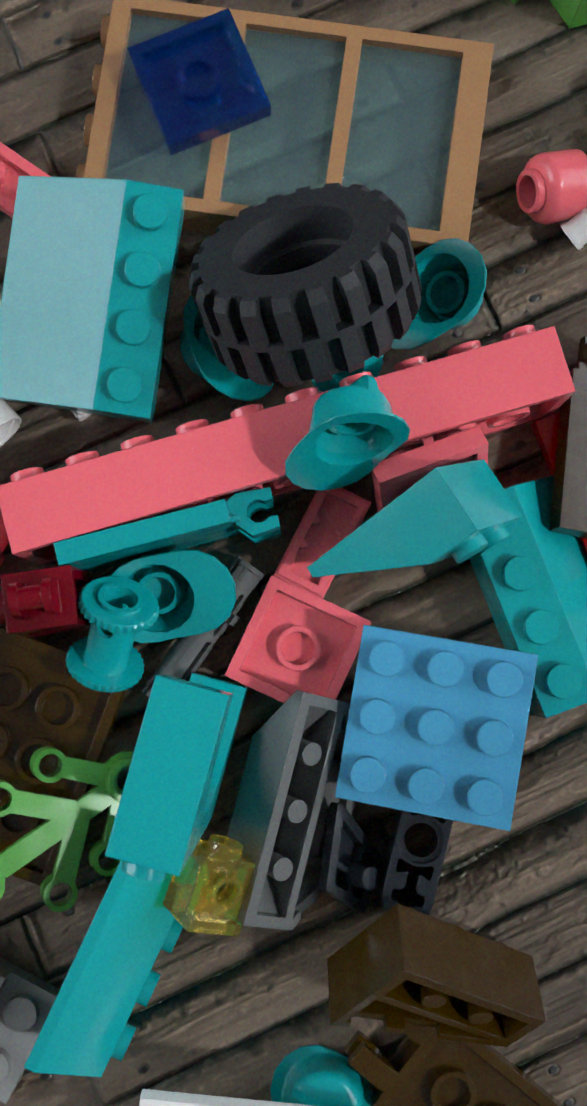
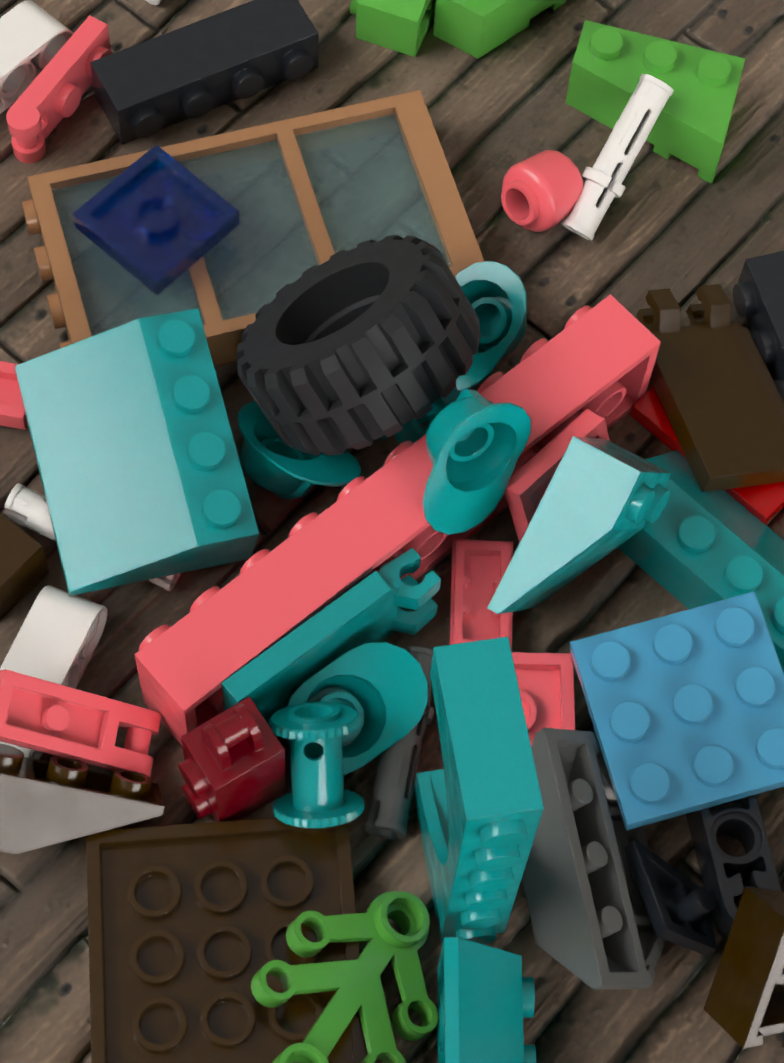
camera: 30 degrees left, 20 degrees down
(211, 887) = (544, 962): clear yellow brick -> none

